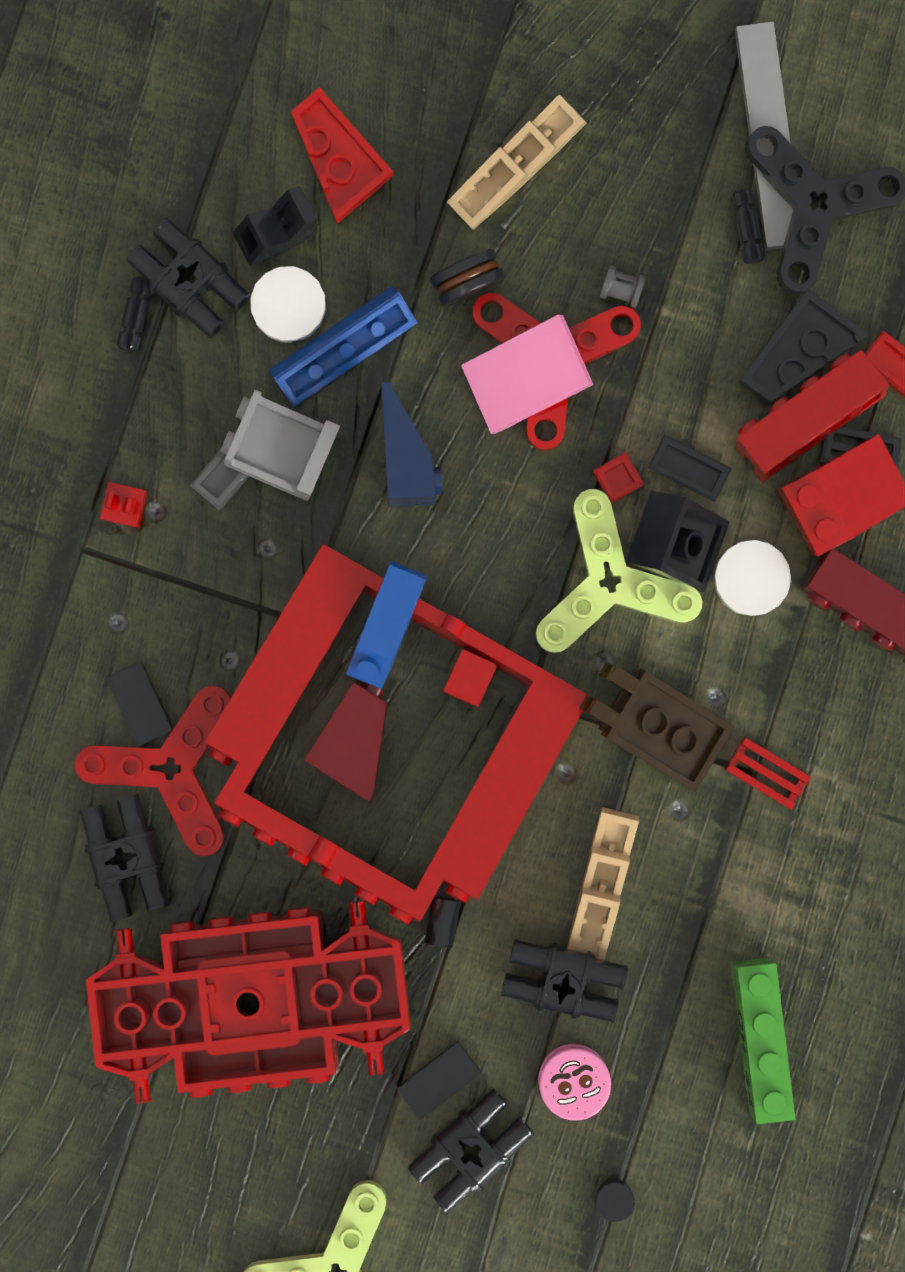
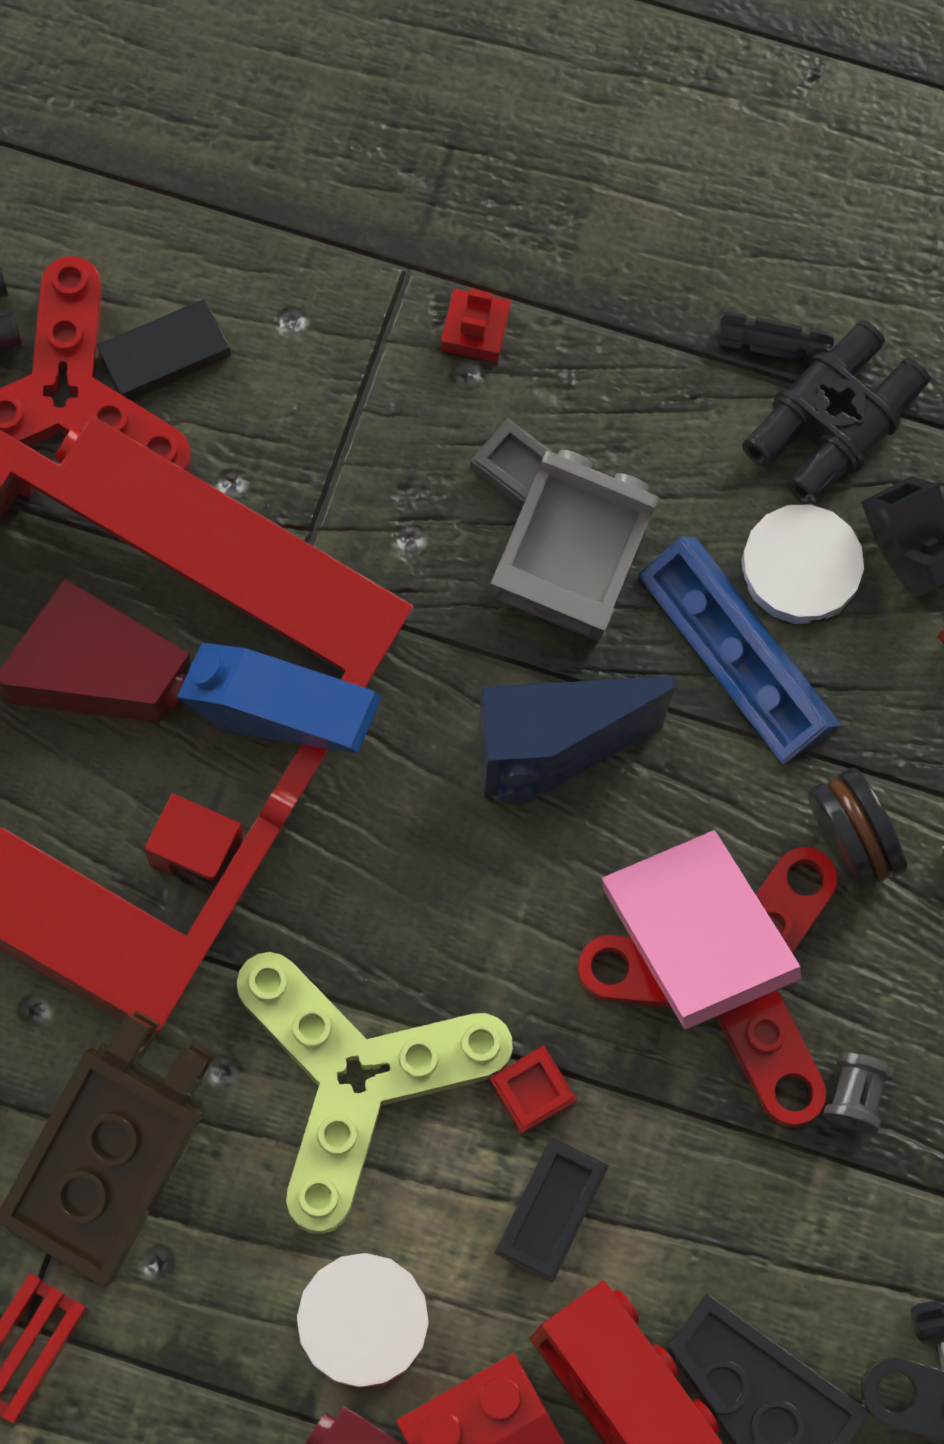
camera: 85 degrees right, 15 degrees down
(677, 540) = (423, 1187): black slope -> none

